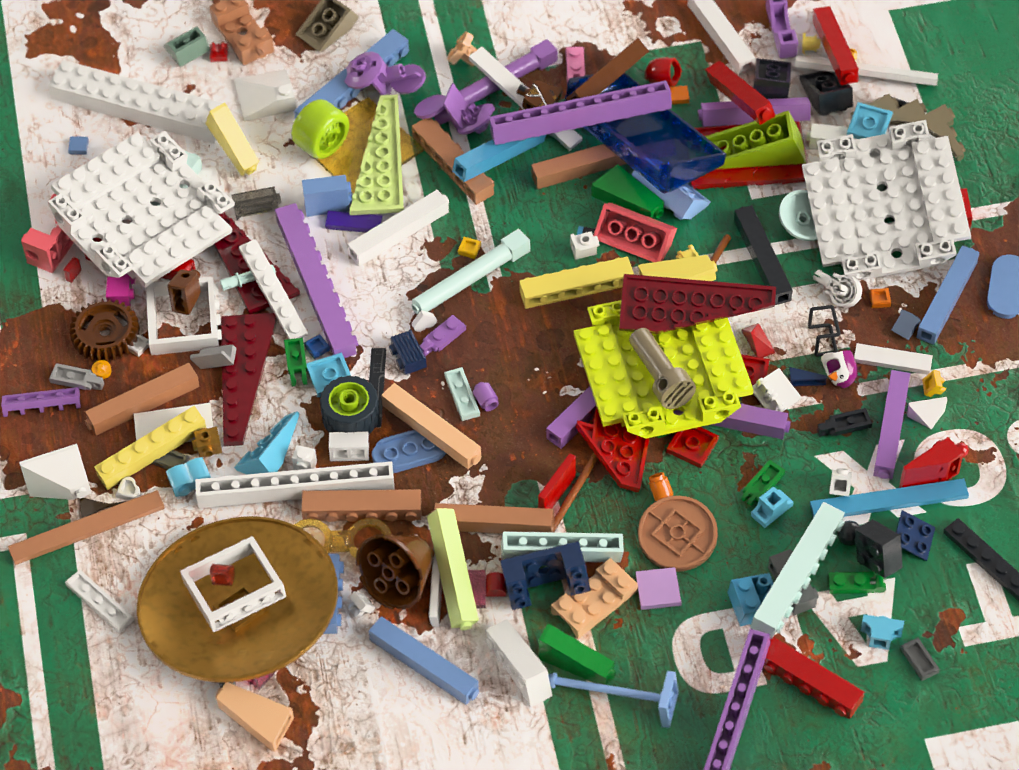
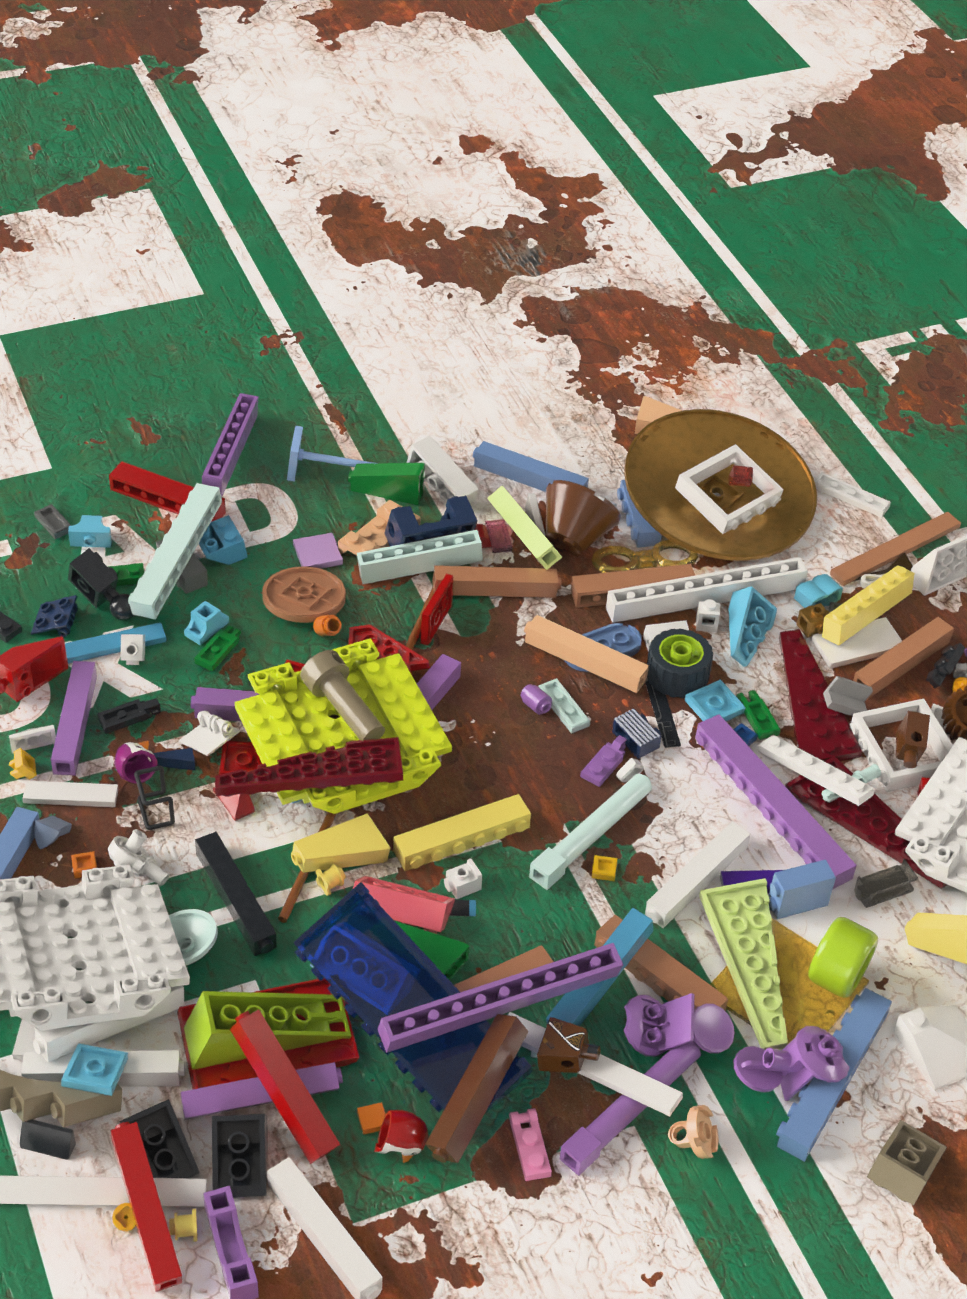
camera: 165 degrees right, 10 degrees down
(108, 385) = (945, 664): none -> black hinge

